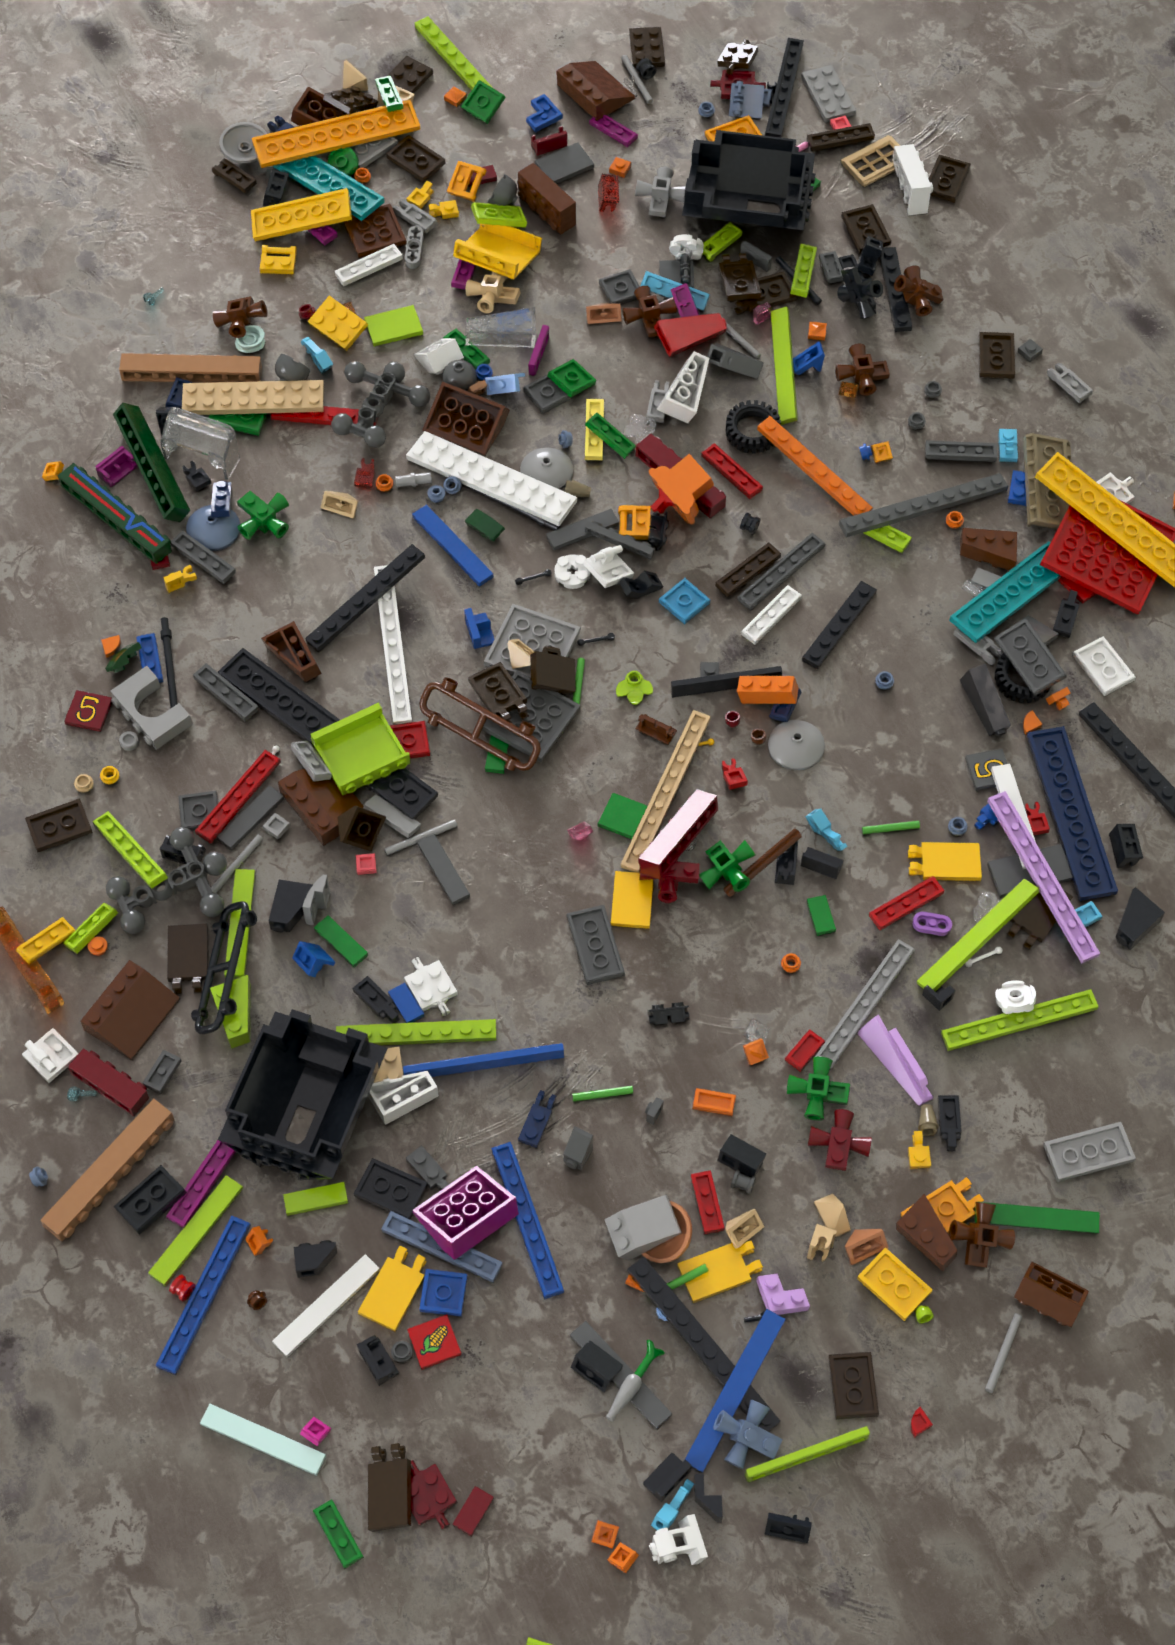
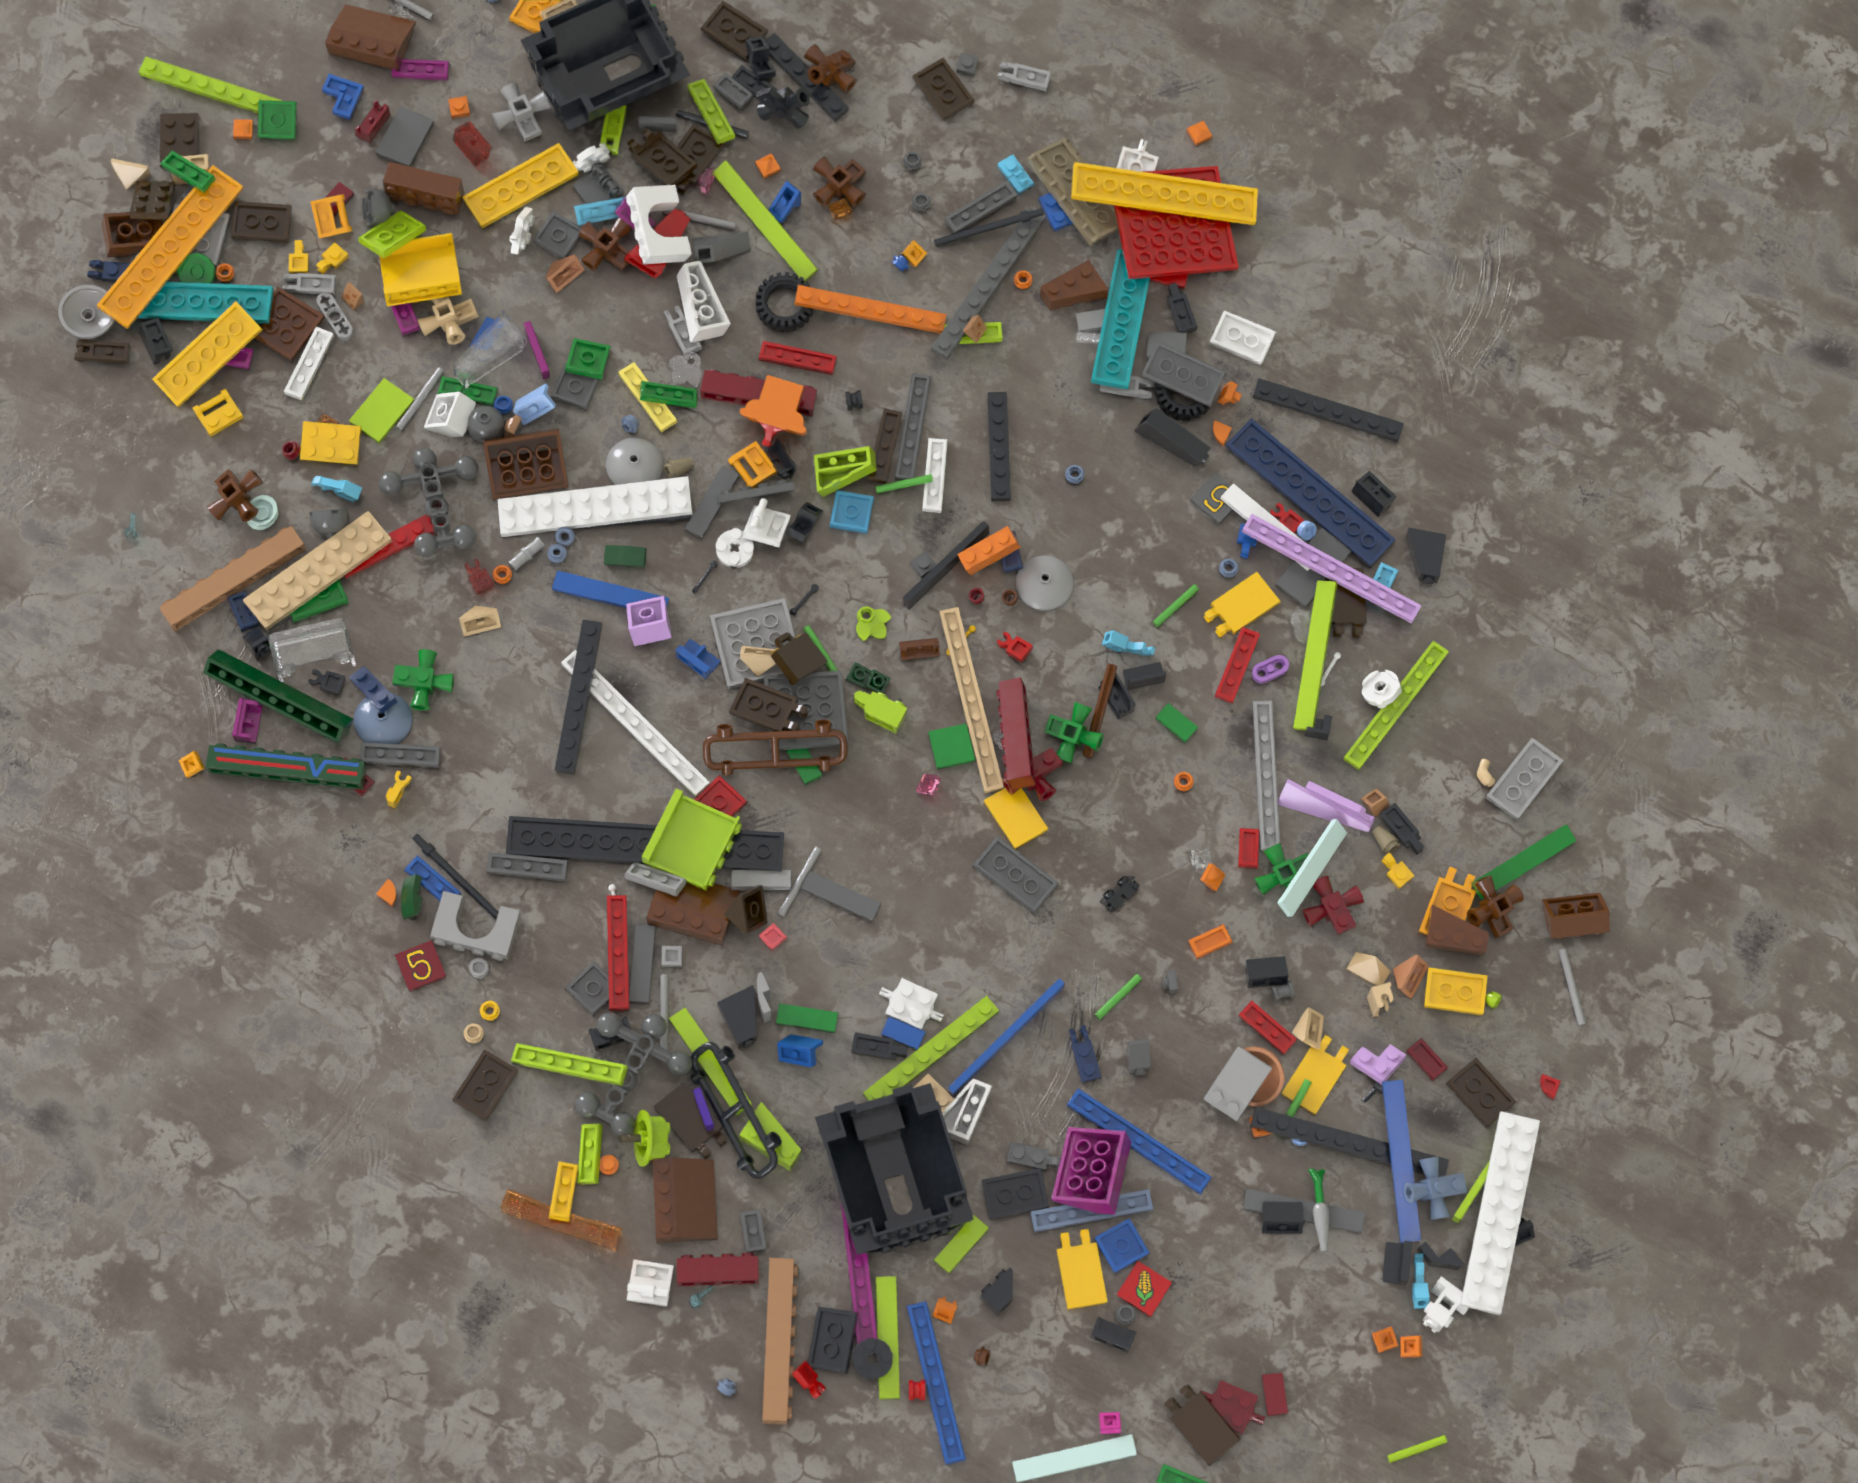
camera: 40 degrees left, 10 degrees up
(105, 1213) = (807, 1378): none -> red plate
(140, 943) = (649, 1138): none -> lime piece
(177, 1240) = (870, 1347): none -> black plate
(200, 951) = (703, 1109): none -> dark purple tile
(292, 650) = (557, 789): reddish brown wedge -> none
(326, 1305) = (1038, 1321): white tile -> none
(433, 332) = (419, 399): none -> light grey bar
(437, 241) = (352, 296): none -> medium nougat slope
(462, 578) = (648, 621): none -> lavender slope
(589, 754) = (881, 710): none -> lime hinge
(592, 262) = (521, 234): none -> white plate
(597, 725) = (867, 679): none -> dark green slope
(620, 239) = (520, 185): none -> yellow plate
(680, 326) = (652, 246): none -> white arch
(699, 561) = (842, 468): none -> lime wedge
(740, 604) = (904, 483): none -> bright green bar
(787, 1496) = (1500, 1213): none -> white plate
(826, 1324) = (1426, 1059): none -> dark red tile
(843, 1097) = (1312, 868): none -> light aqua tile
(886, 527) = (975, 328): none -> medium nougat slope
(942, 1085) = (1375, 802): none -> medium nougat slope
(988, 473) = (1022, 217): none -> black bar
(1045, 837) = (1306, 530): none -> light blue tile
(1055, 1124) = (1483, 774): none -> tan arm

